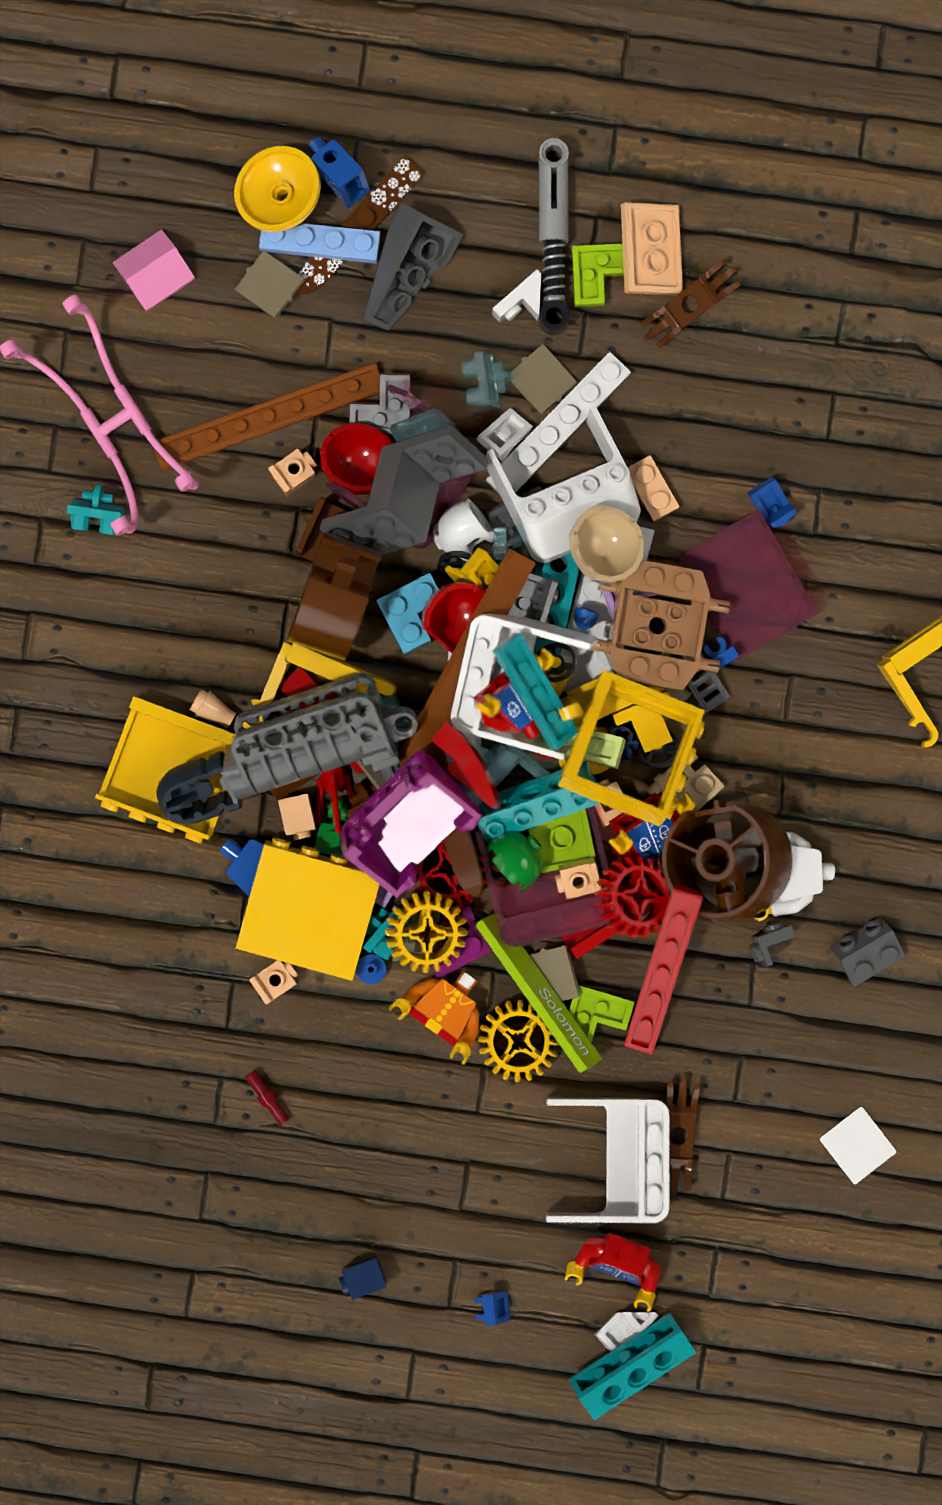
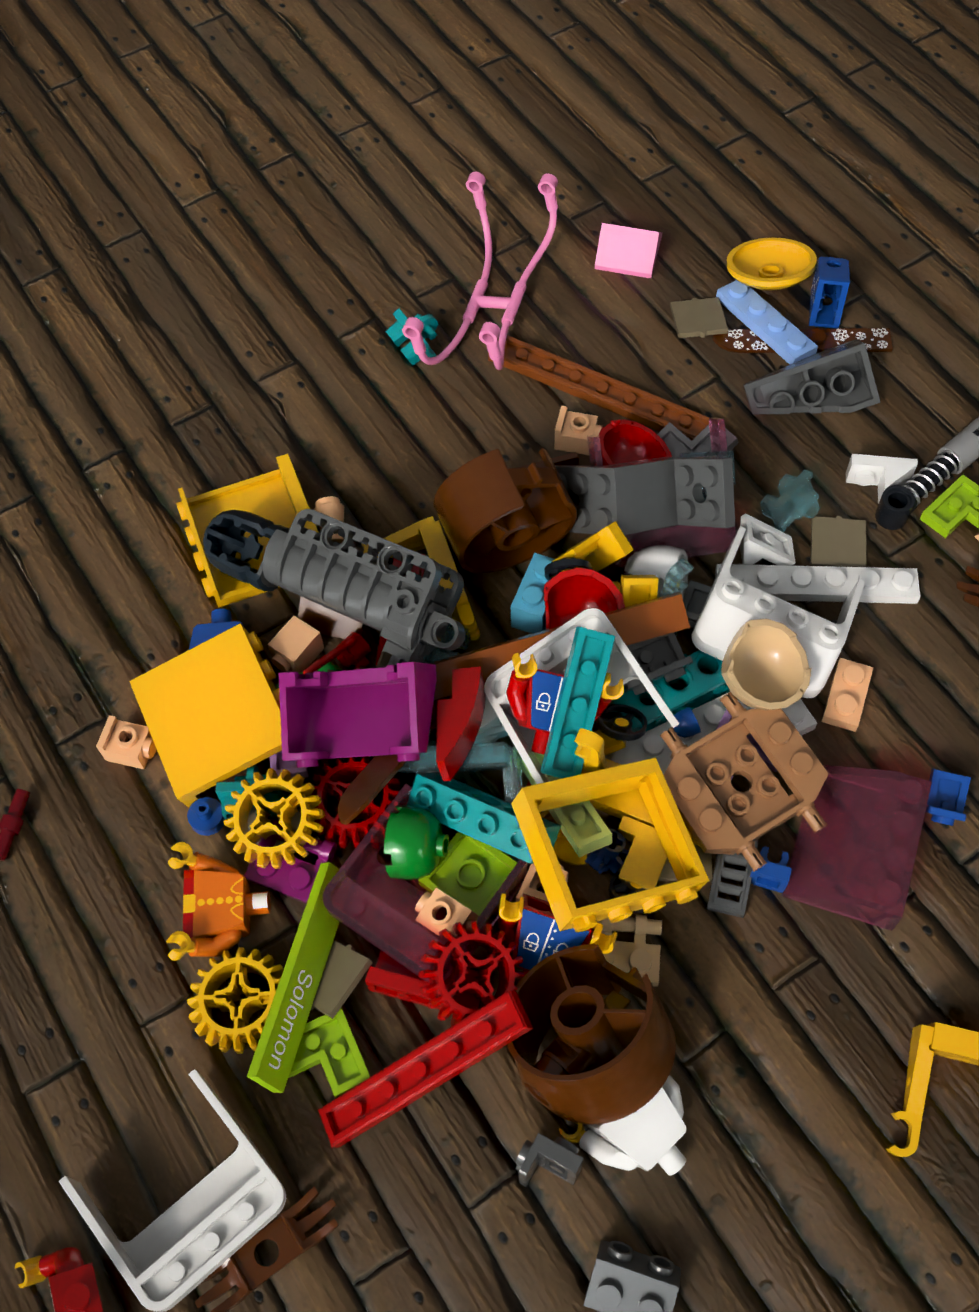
camera: 55 degrees right, 25 degrees down
(412, 566) = (593, 552): none -> yellow piece

